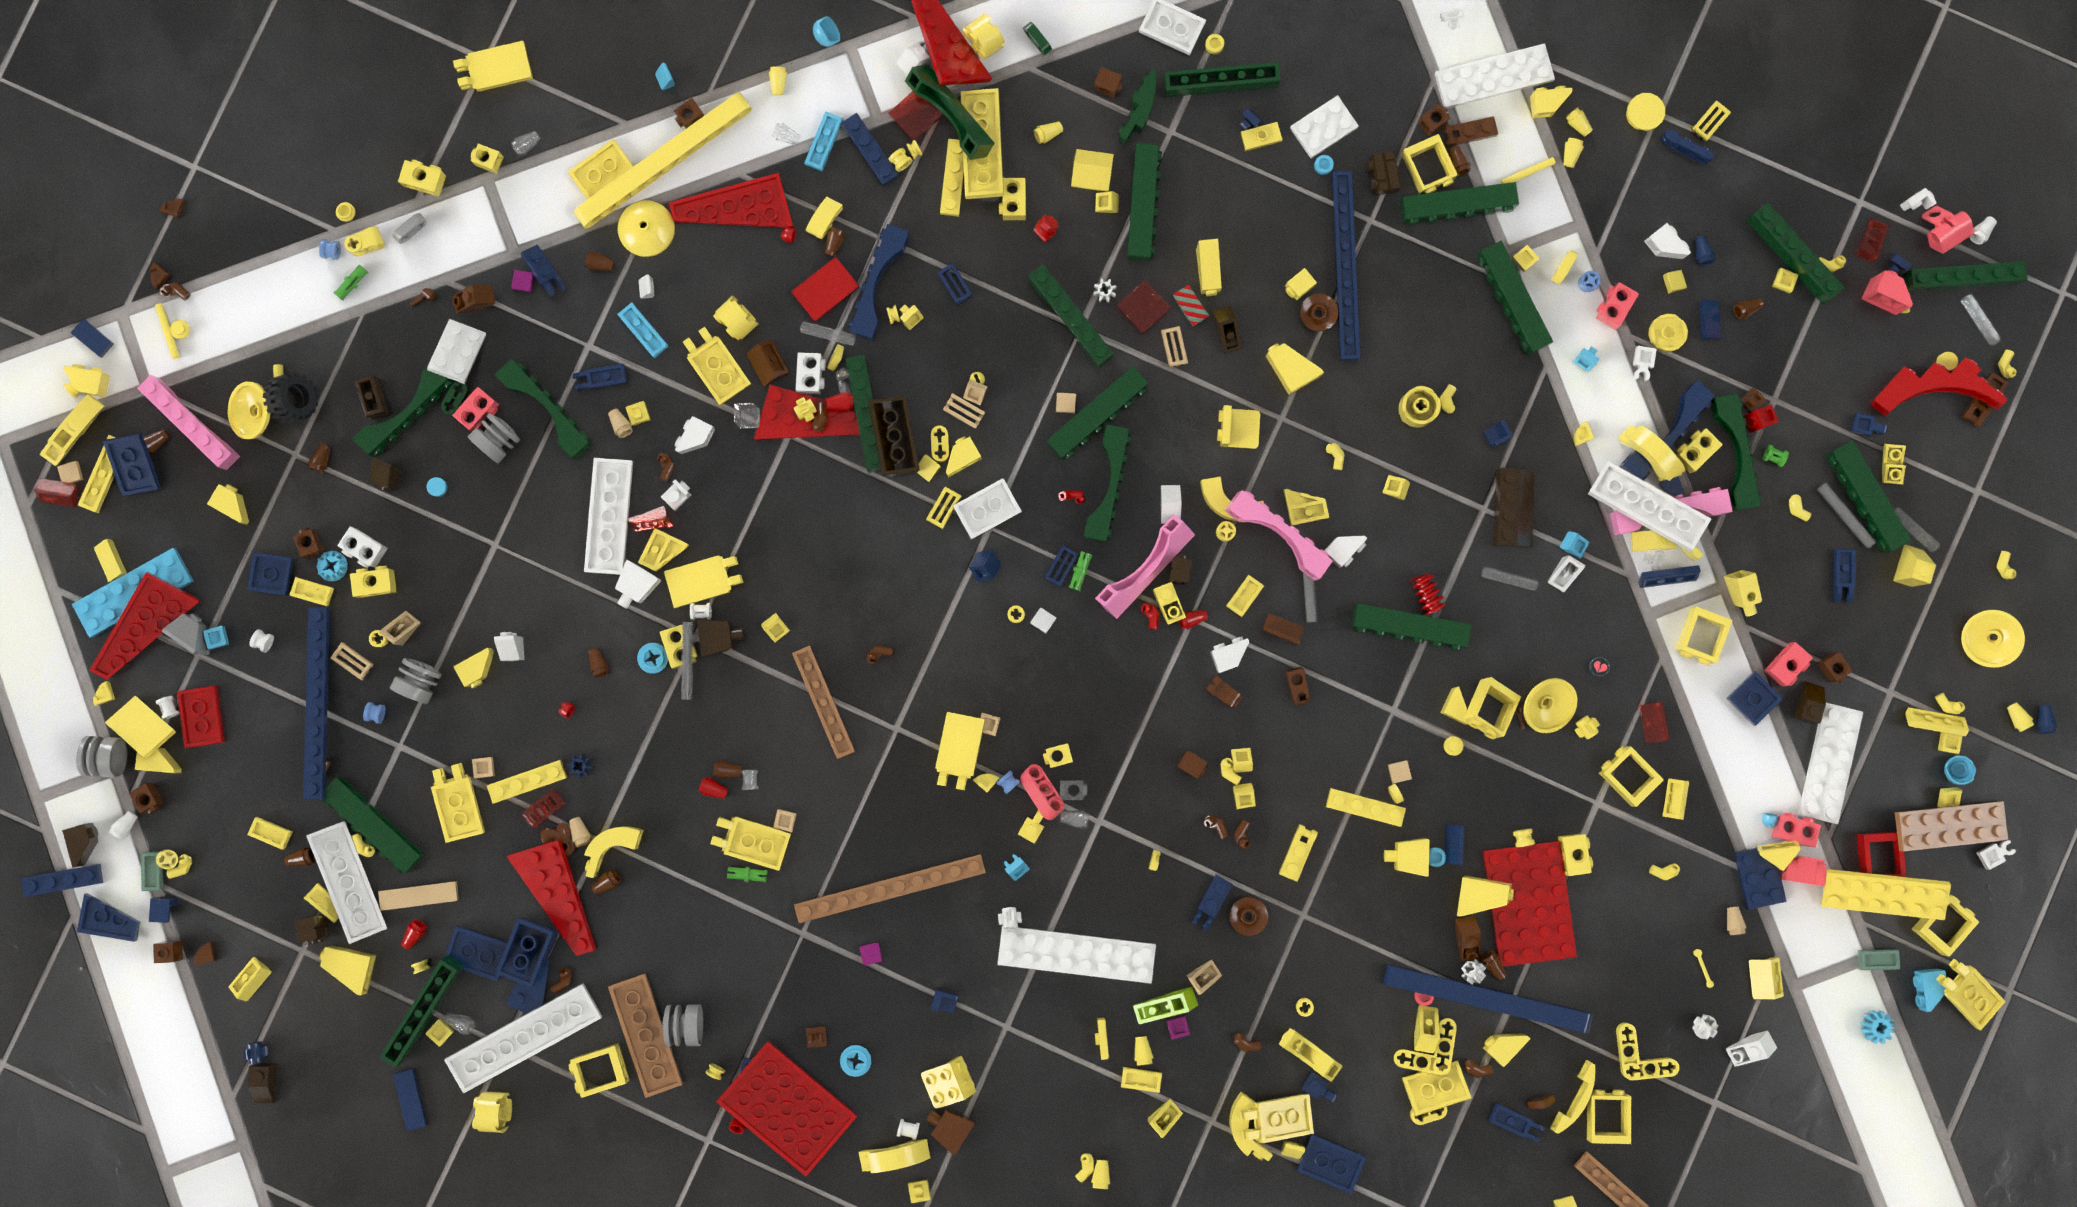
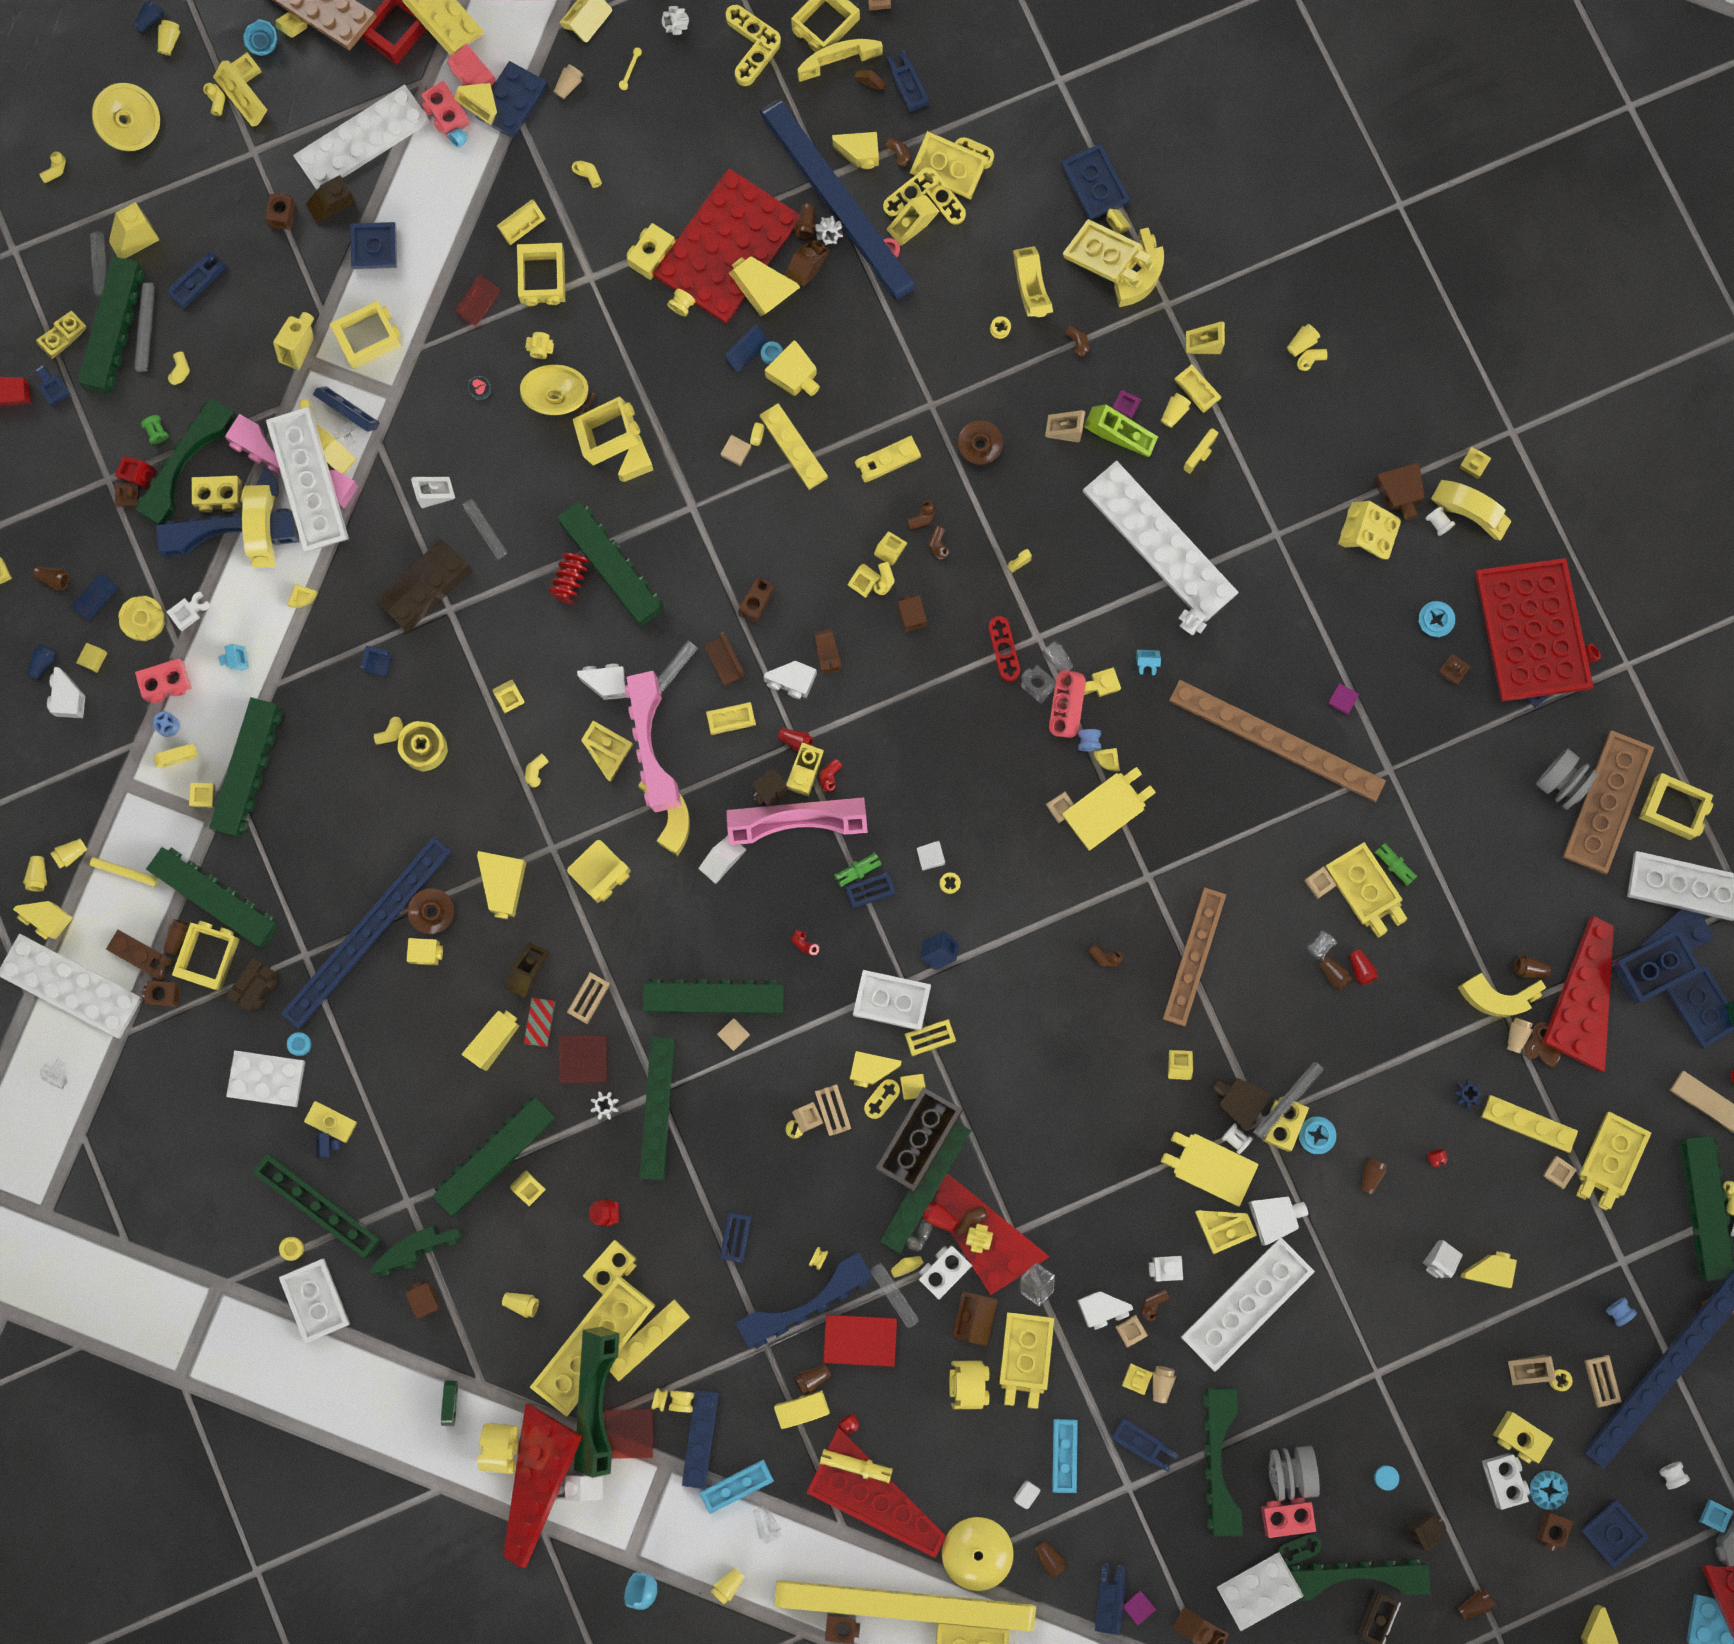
camera: 140 degrees left, 5 degrees down
(311, 591) = (1588, 1481): light yellow plate -> none
(415, 680) = (1556, 1306): light grey wheel -> none
(526, 814) = (1555, 1085): clear red slope -> none
(564, 980) = (1642, 914): reddish brown arm -> none
(652, 519) = (1208, 1263): clear red slope -> none
(666, 438) = (1131, 1331): none -> tan tile
(715, 1071) = (1571, 716): light yellow bush -> none
(761, 212) = (856, 1466): none -> light yellow pin
(910, 316) = (804, 1241): light yellow tile -> none
(944, 1001) = (1312, 602): dark blue panel -> none
(1066, 755) = (1021, 714): light yellow brick -> none
(1092, 170) = (512, 1230): light yellow slope -> none
(1114, 444) = (801, 898): dark green arch -> none
(1121, 791) = (1014, 664): none -> red beam
(1212, 900) = (999, 483): dark blue hinge -> none
(1228, 529) = (692, 787): light yellow wheel -> none
(1316, 1086) = (1050, 255): dark blue plate -> none
(1453, 745) = (668, 431): light yellow plate -> none
(1574, 544) = (400, 509): medium azure slope -> none
(1778, 667) = (328, 253): coral brick -> none

